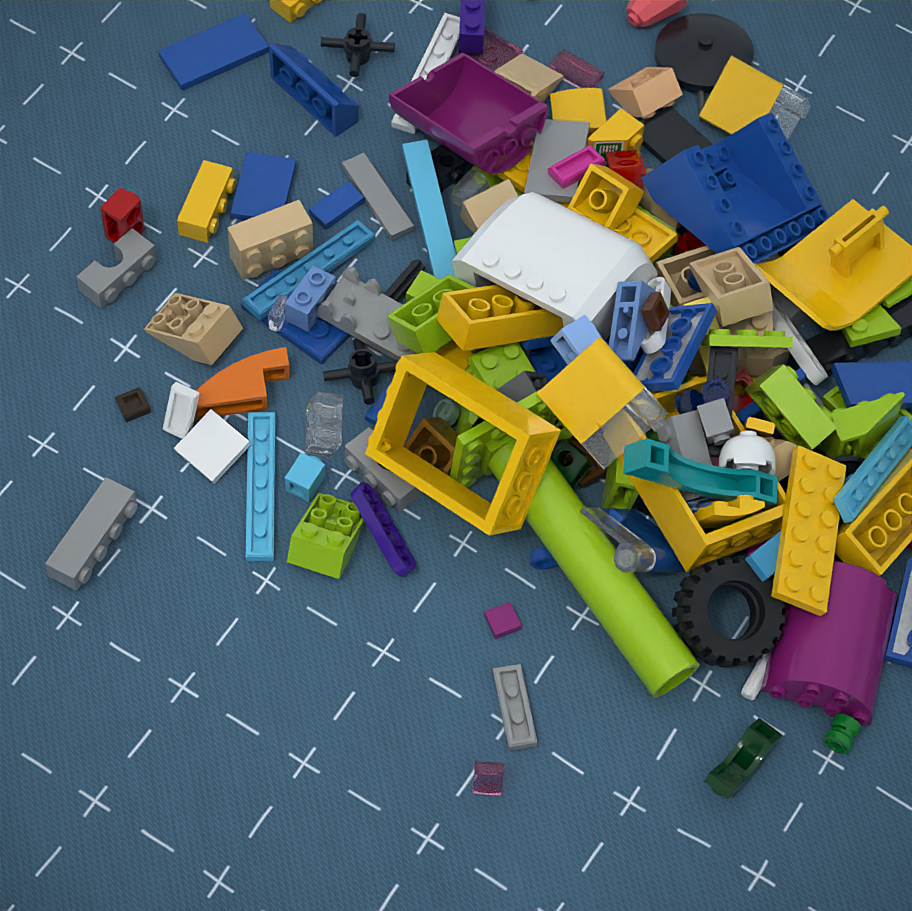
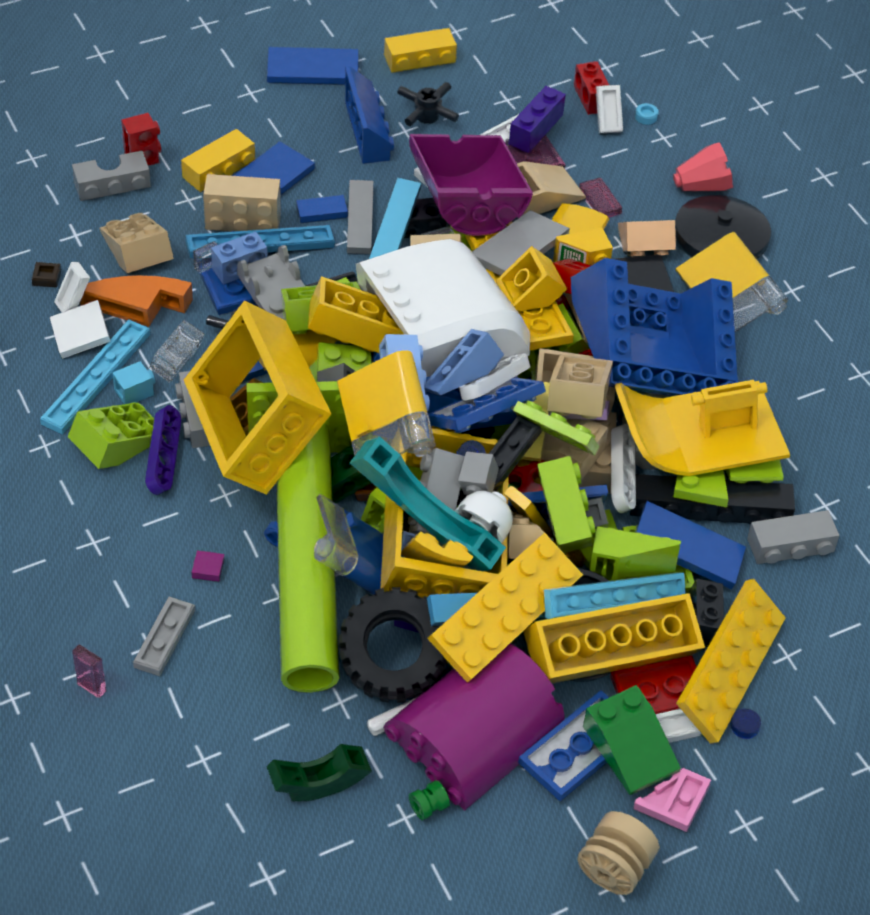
camera: 30 degrees right, 10 degrees down
(575, 166) = (514, 249): dark pink tile -> none
(655, 311) = (485, 364): reddish brown plate -> none
(715, 389) = (500, 451): clear blue tile -> none

